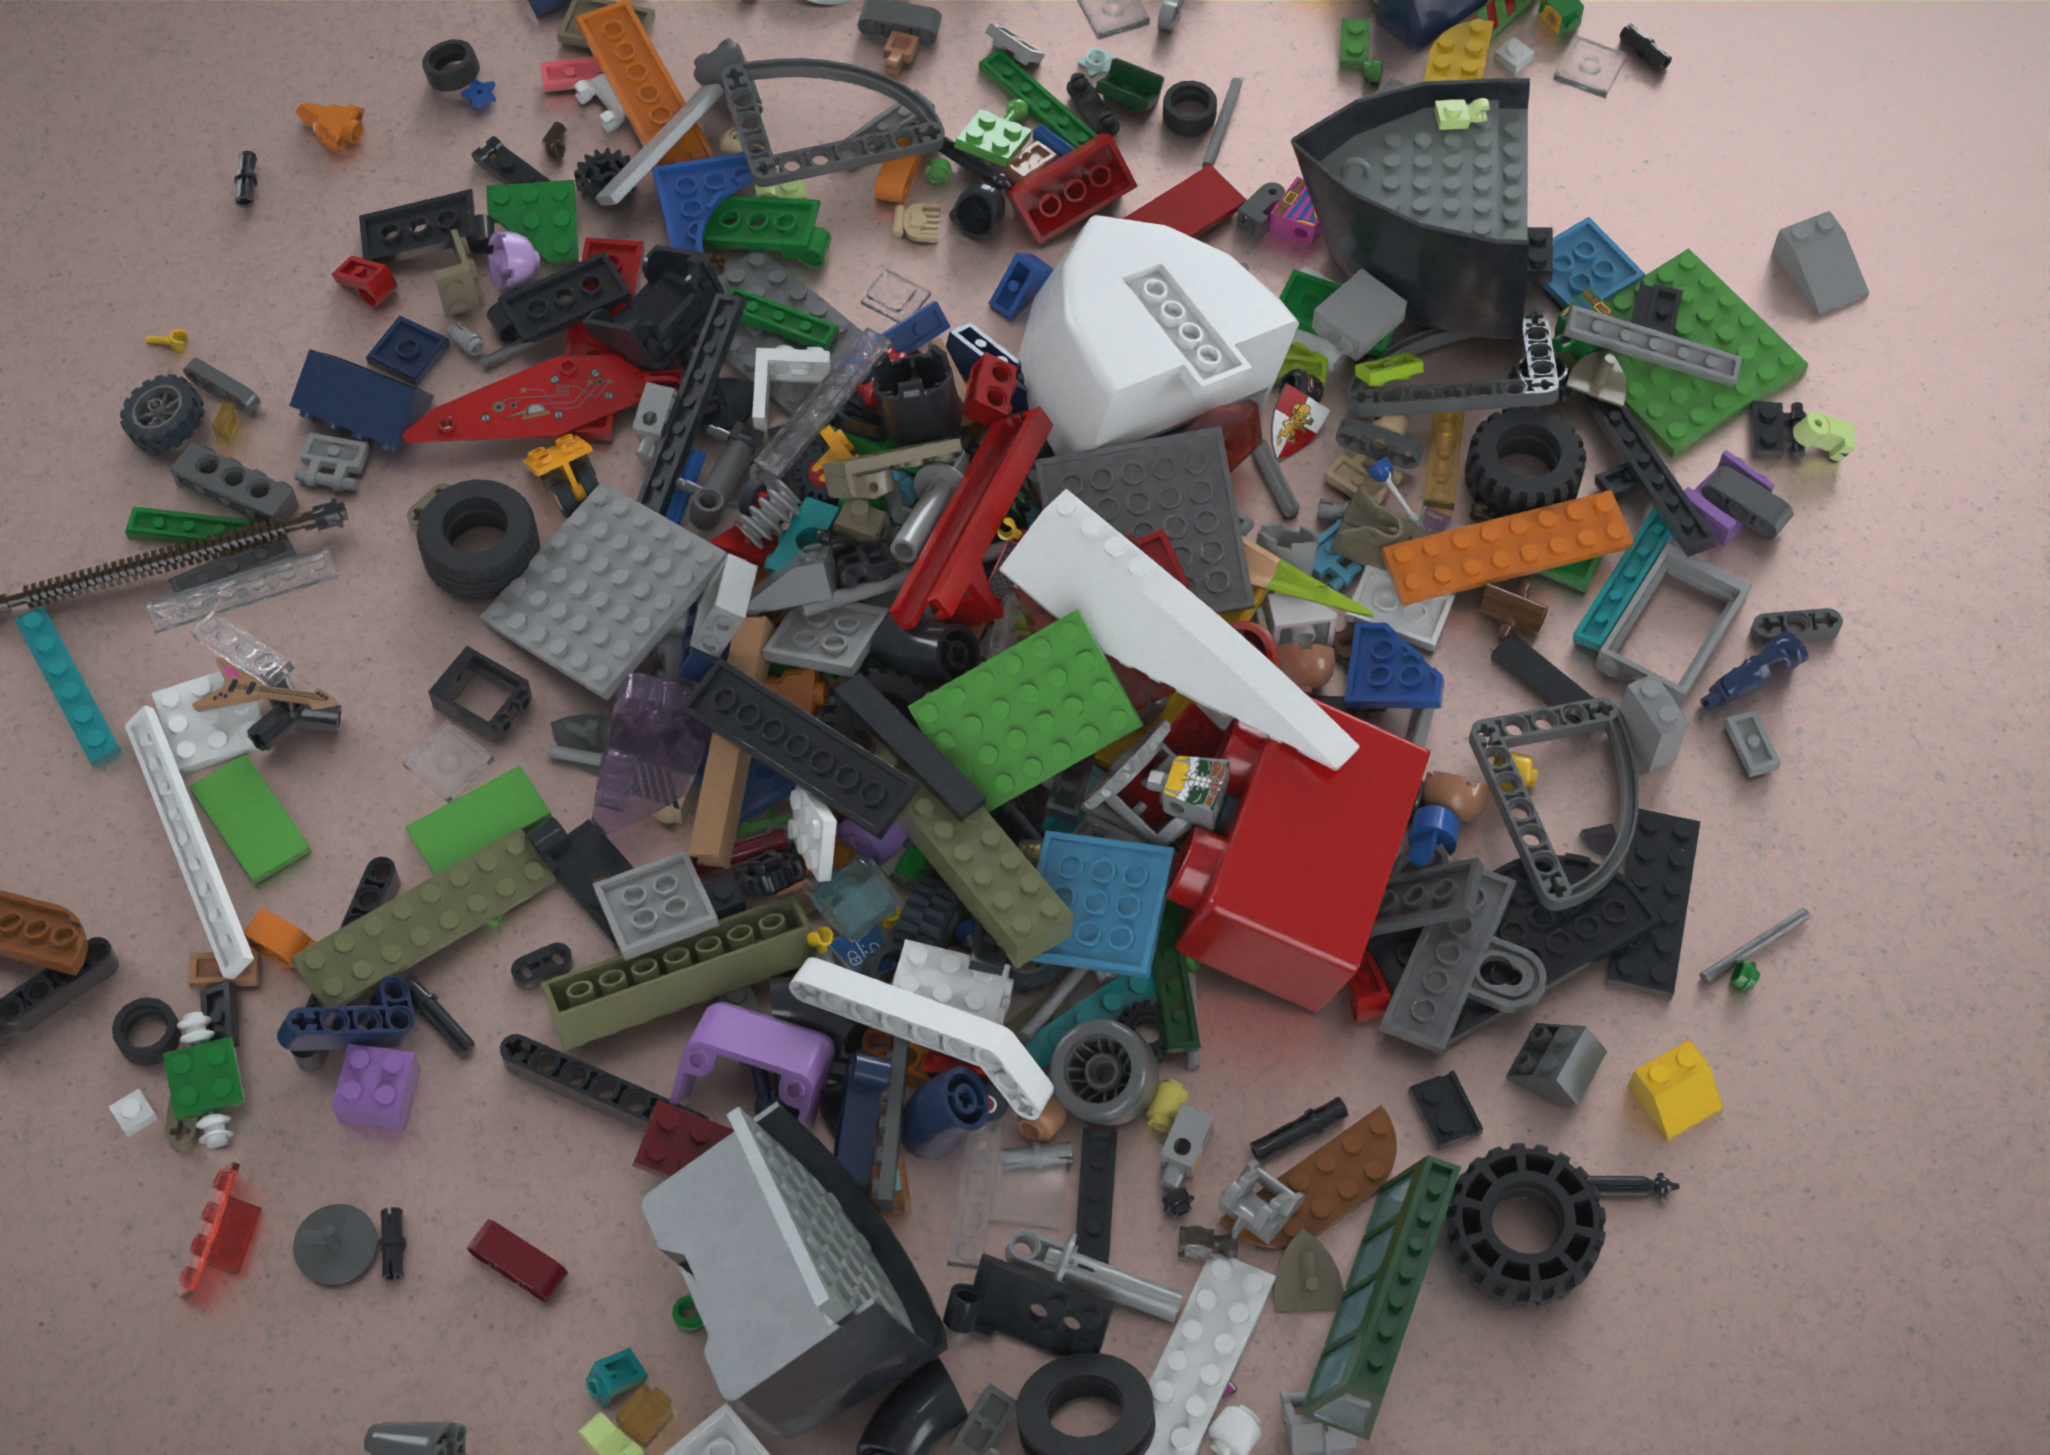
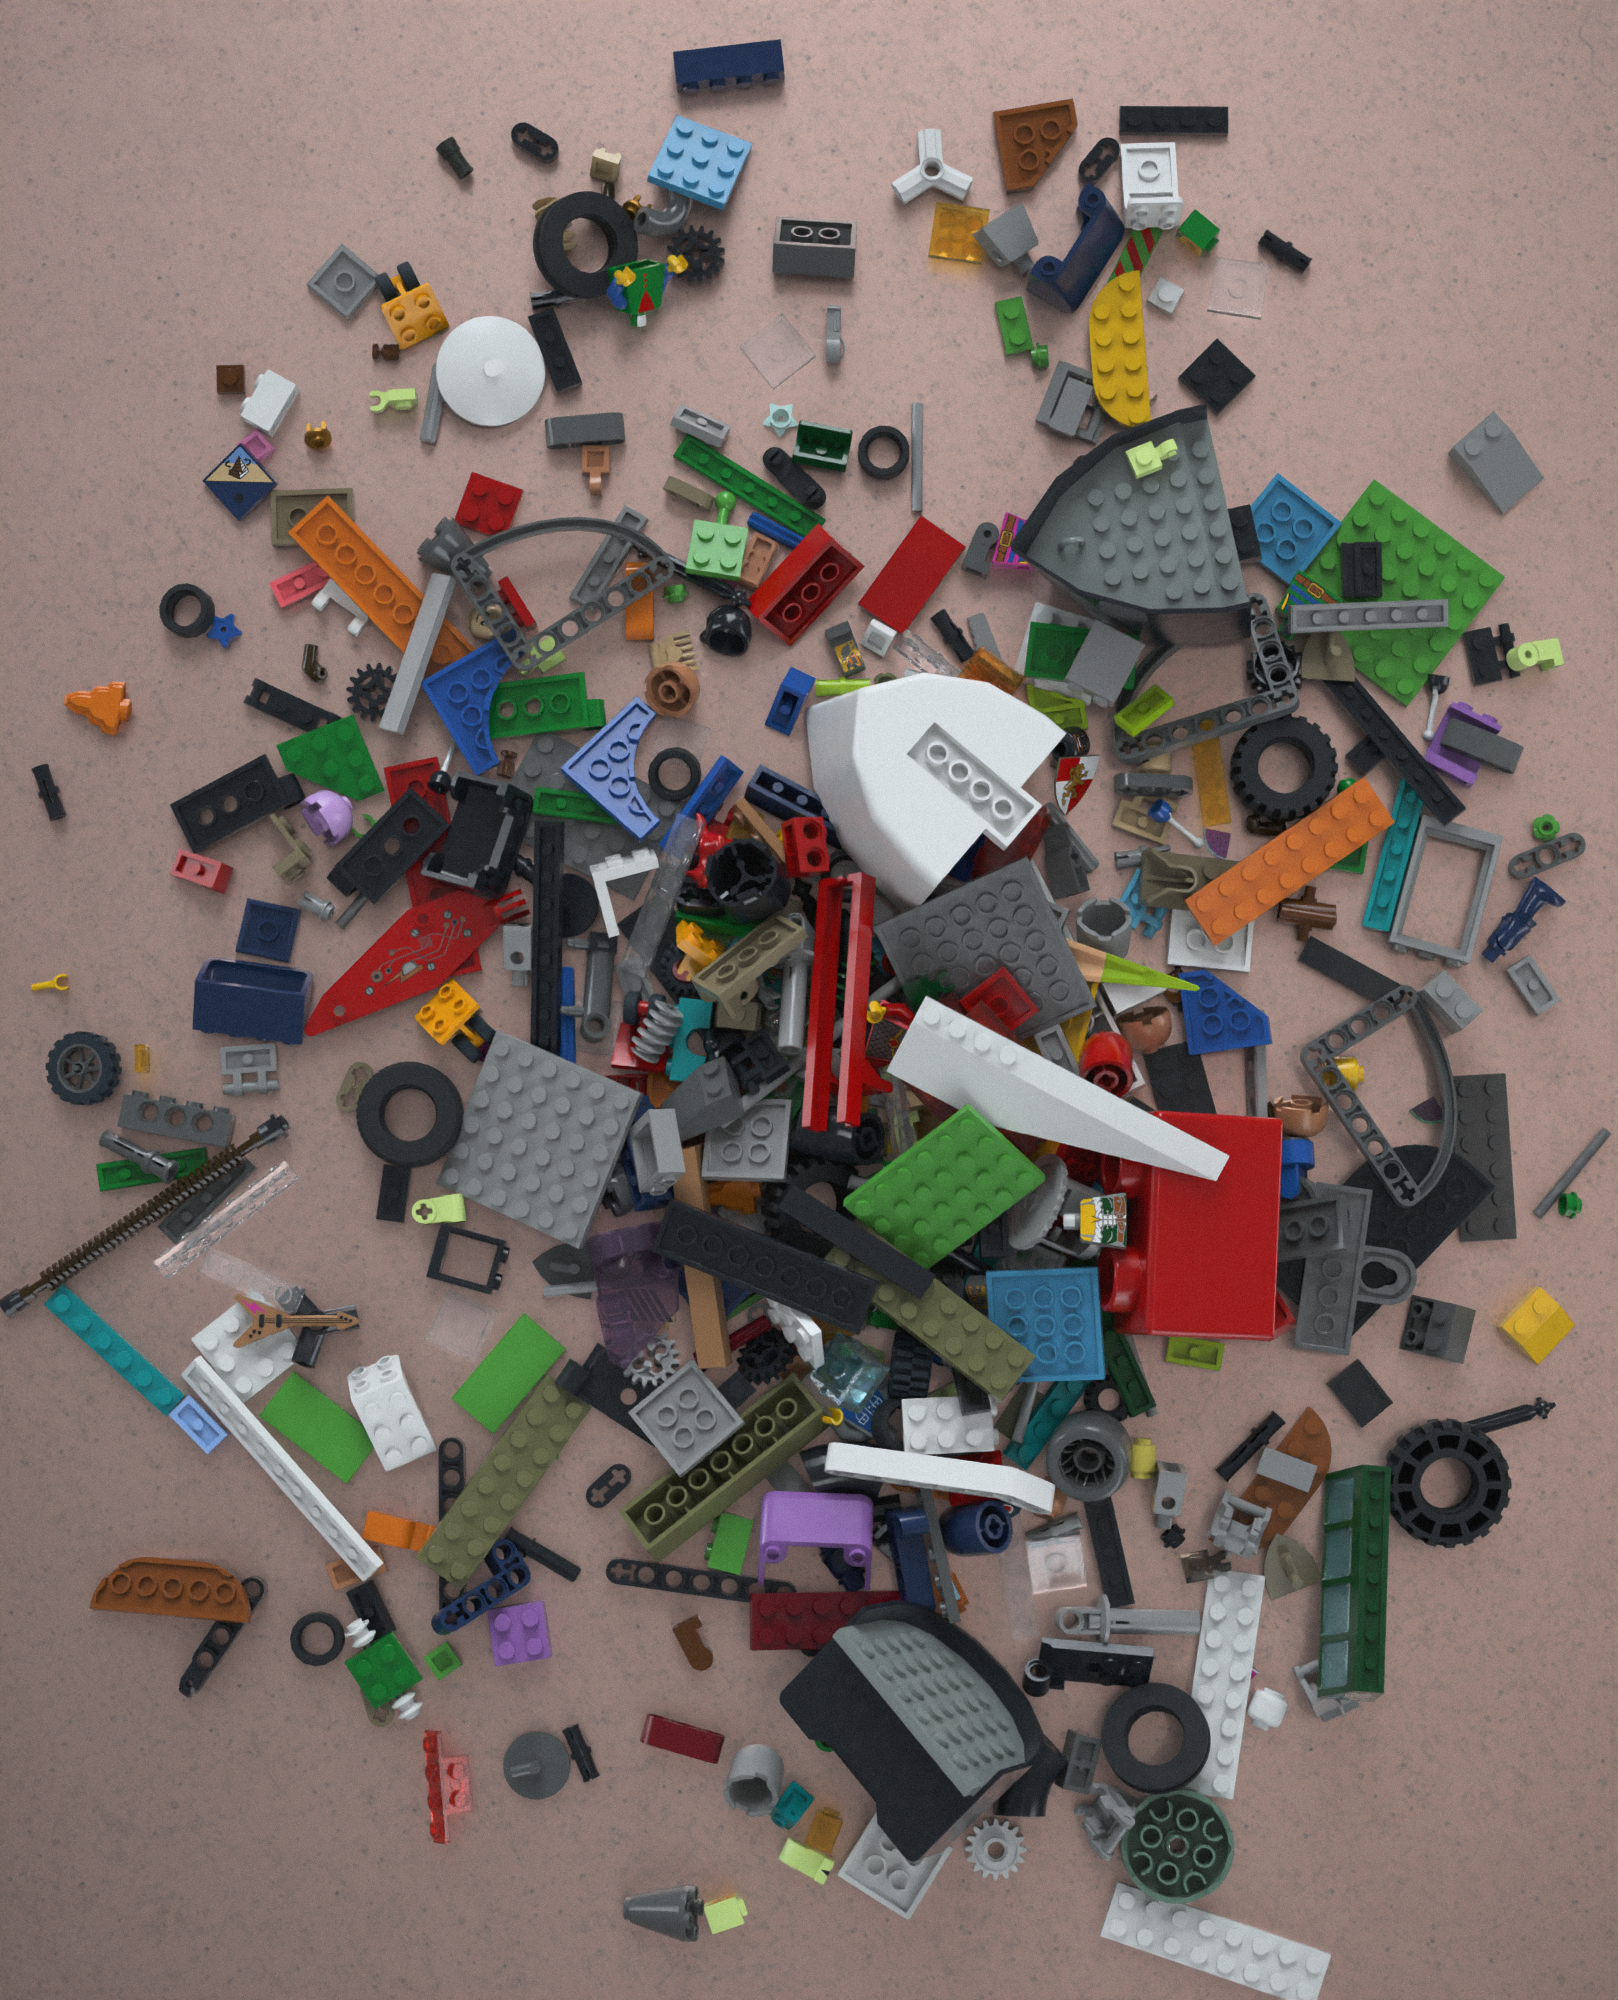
camera: 15 degrees left, 25 degrees up
(120, 777) = (198, 1424): none -> light blue plate
(133, 1113) = (335, 1707): white plate -> none
(187, 511) = (148, 1160): none -> dark grey pin
(221, 386) = (121, 1021): dark grey beam -> none
(277, 1095) = (443, 1660): none -> bright green plate
(330, 823) = (390, 1413): none -> white bracket
(430, 614) = (394, 1193): none -> black plate
(482, 637) = (444, 1209): none -> yellowish green piece
(569, 1158) = (698, 1654): none -> reddish brown leg
(581, 1321) = (754, 1780): none -> light grey cylinder
(635, 254) = (440, 780): none -> black hinge
(654, 841) = (661, 1360): none -> light grey gear
(655, 1058) = (729, 1543): none -> bright green brick
(775, 133) = (509, 595): none -> red plate
(782, 45) = (488, 505): none -> red plate
(814, 284) = (607, 773): none -> plate
(873, 294) = (659, 788): none -> black tyre
(904, 238) = (672, 689): none -> nougat cylinder
(982, 93) = (688, 493): none -> dark tan beam
(1262, 491) = (1064, 862): none -> dark grey piece
(1262, 1010) = (1195, 1352): none -> lime plate
(1334, 1159) = (1286, 1469): none -> light grey tile
(1553, 131) = (1217, 377): none -> black plate
(1711, 440) = (1436, 685): none -> hinge
(1795, 603) = (1540, 822): none -> bright green plate

